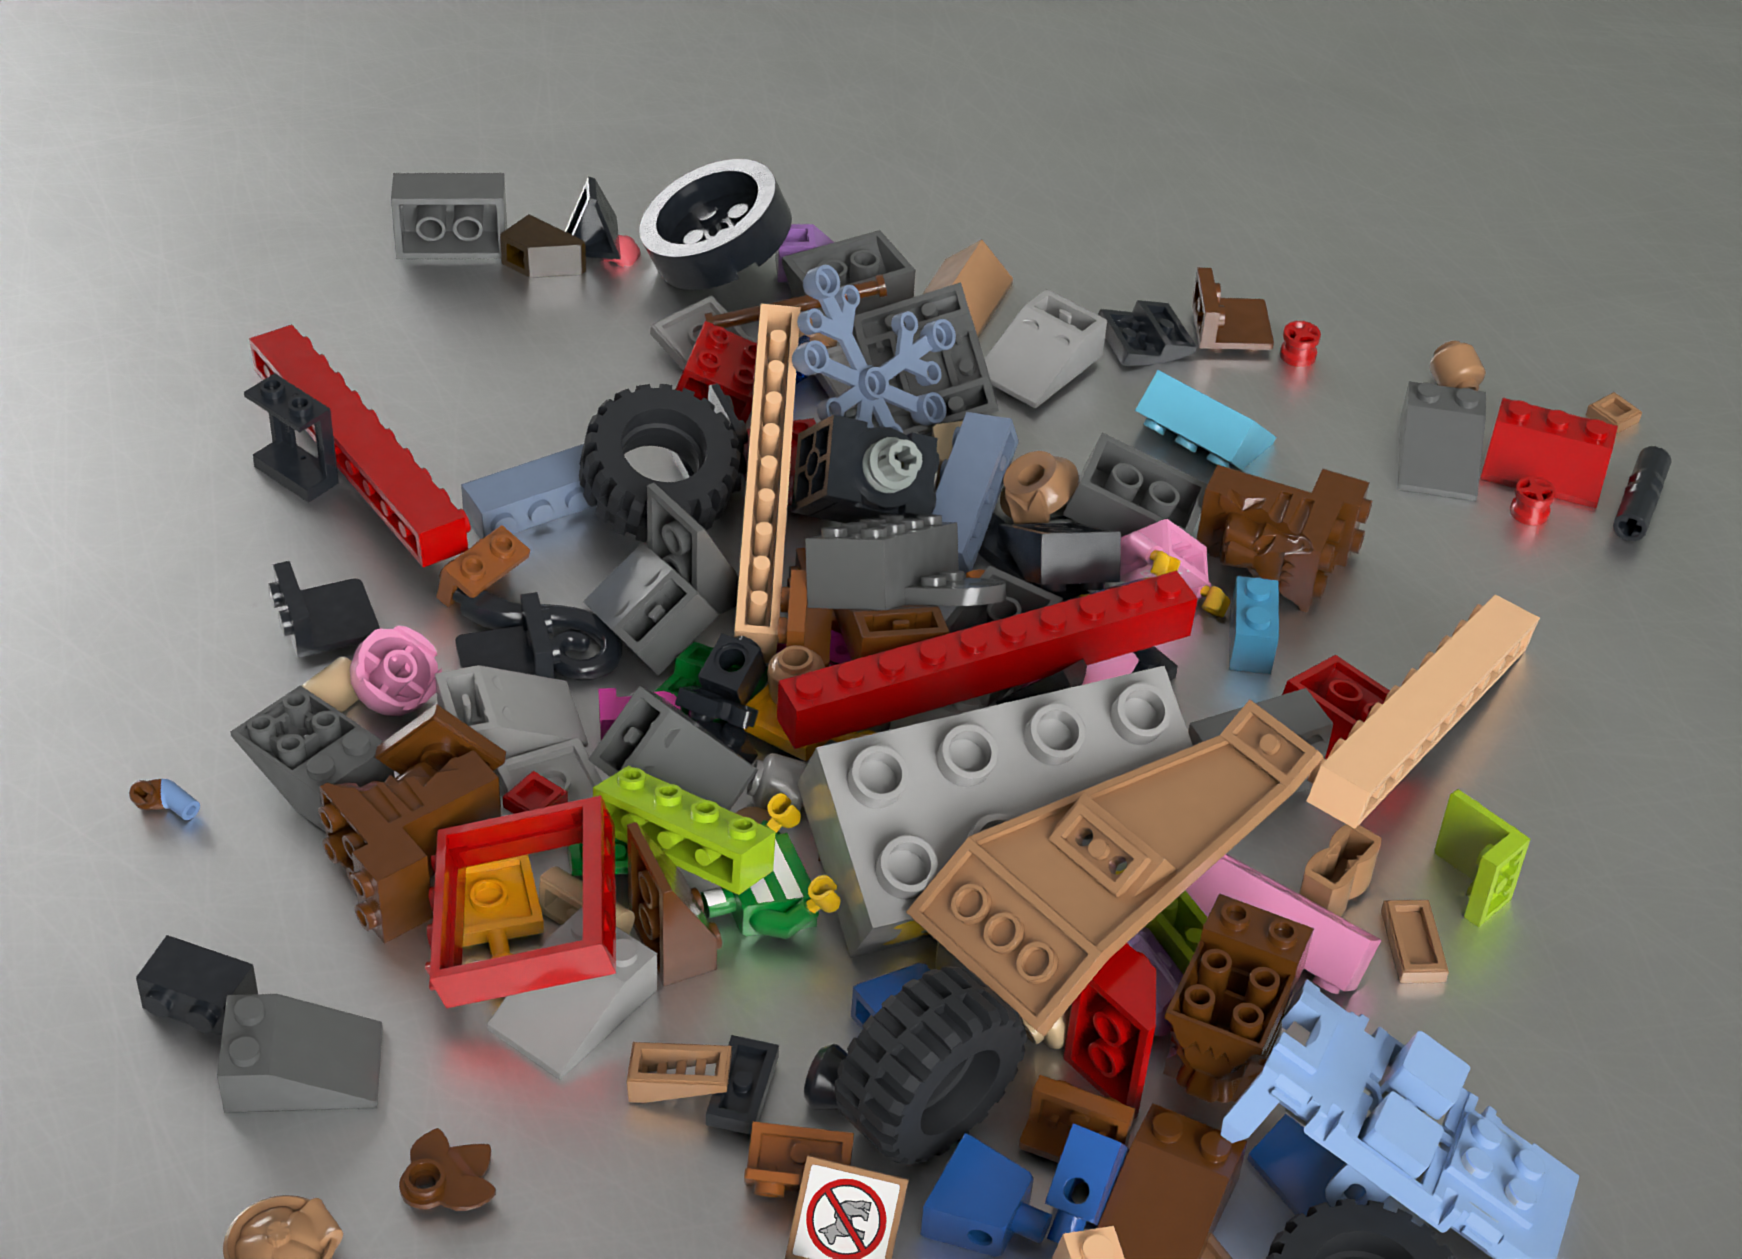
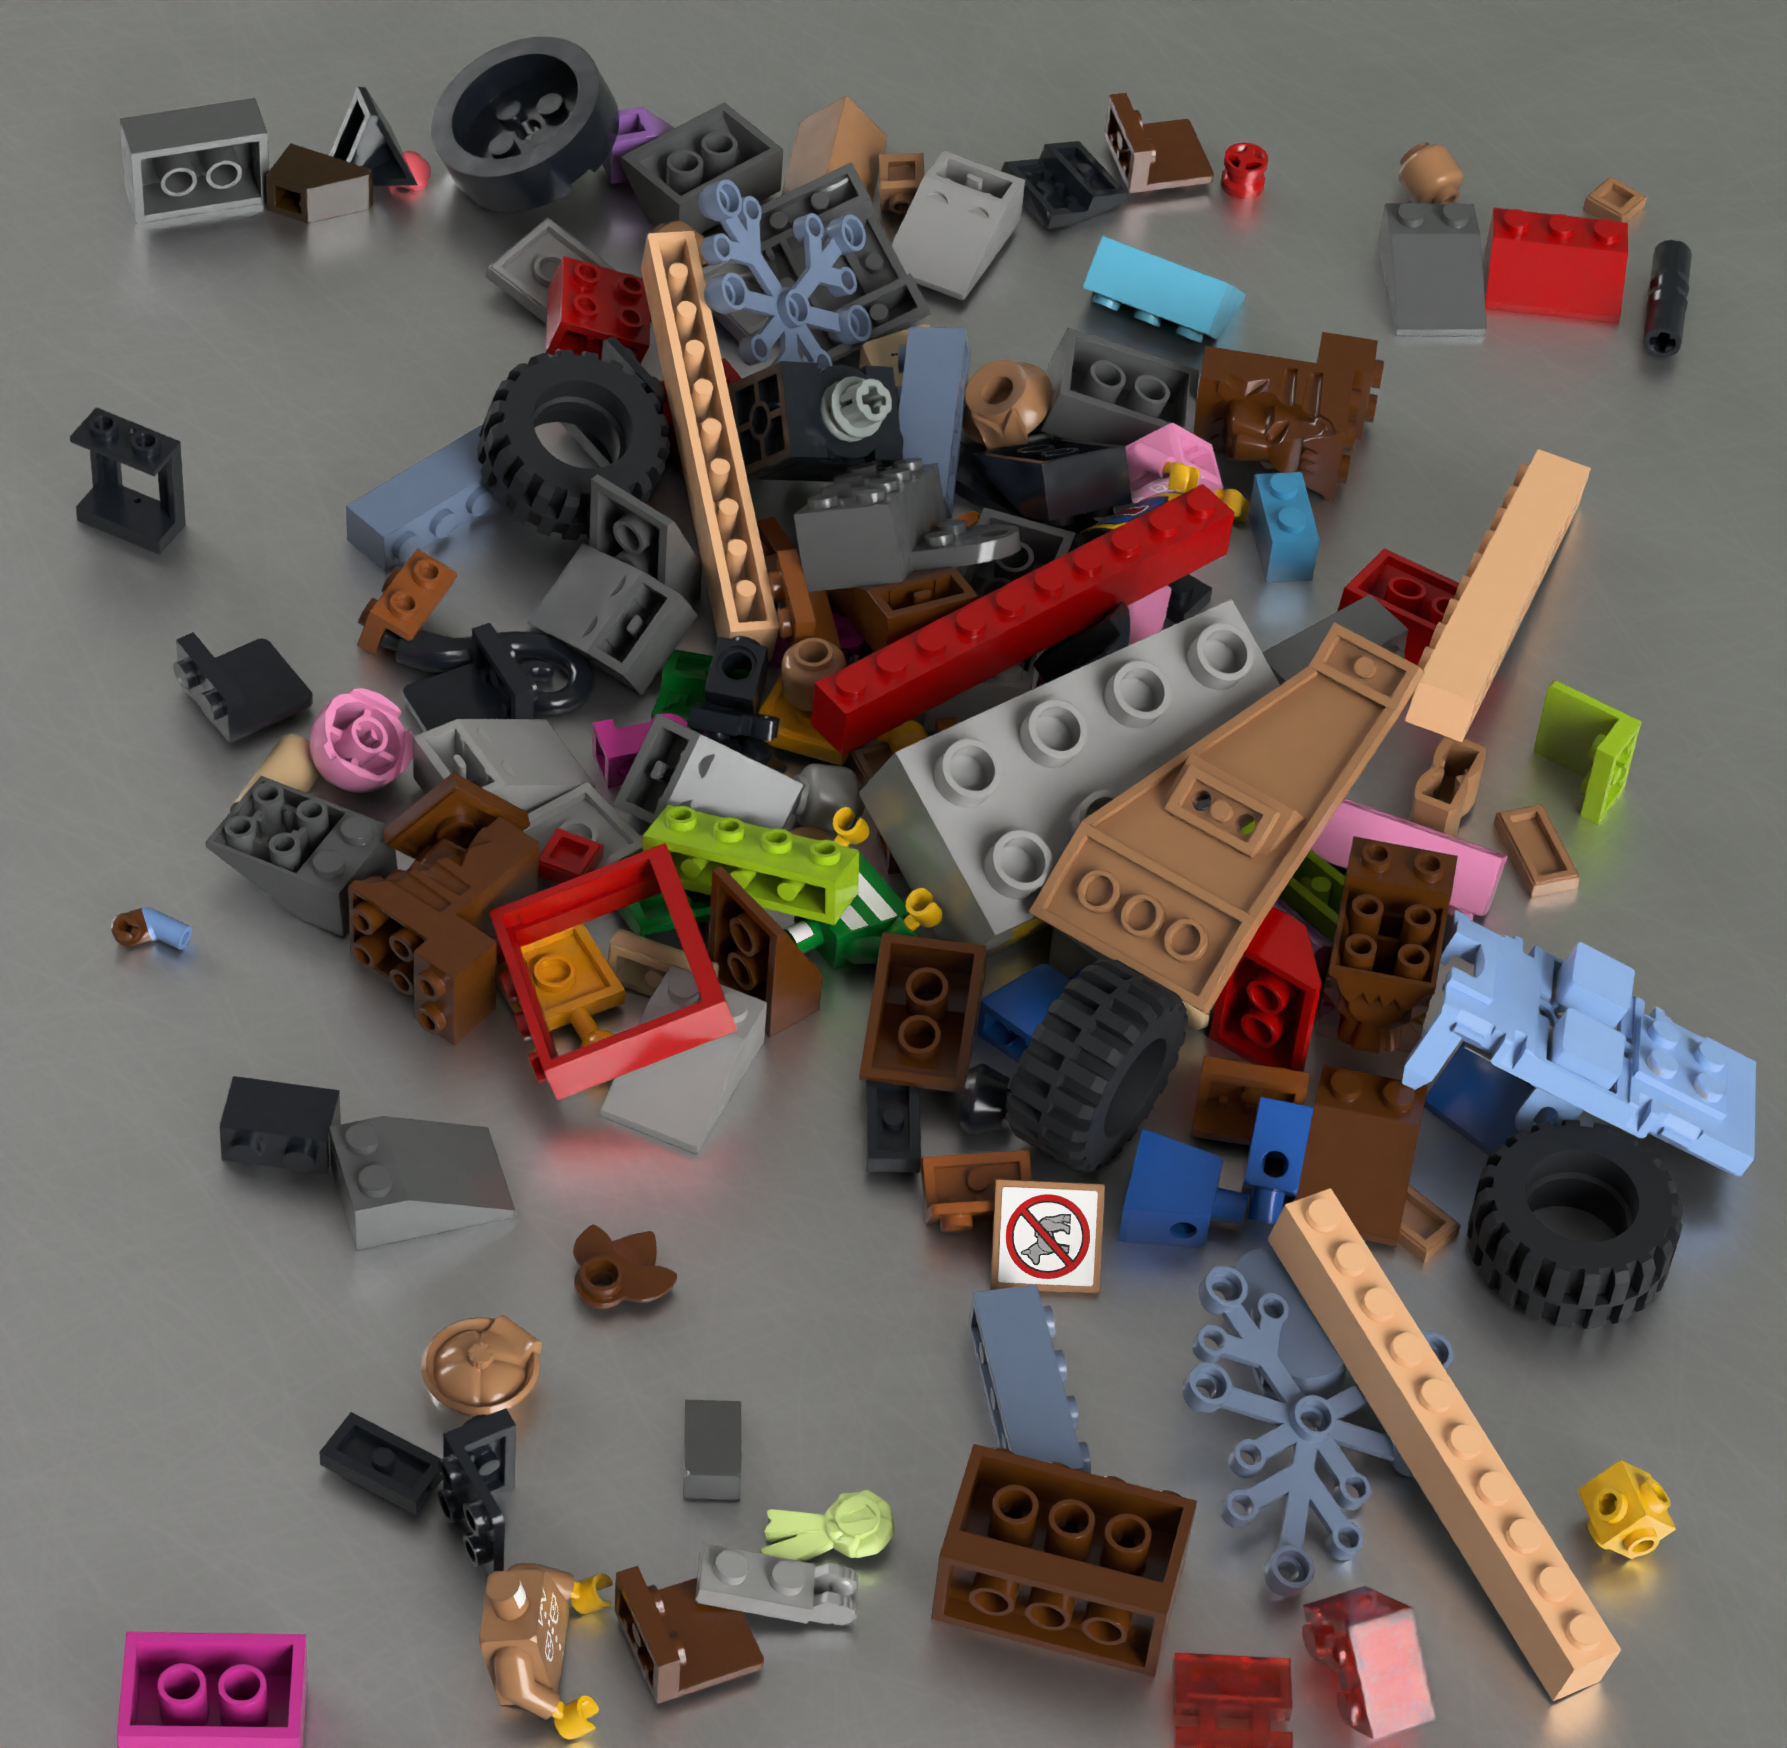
camera: 15 degrees left, 5 degrees up
(368, 452) = (217, 479): red brick -> none
(660, 1057) = (811, 1140): medium nougat slope -> none
(752, 314) = (649, 220): reddish brown bar -> none
(799, 988) = (923, 1012): none -> reddish brown slope
(1006, 307) = (899, 180): none -> medium nougat bracket
(1532, 500) = (1549, 326): red wheel -> none

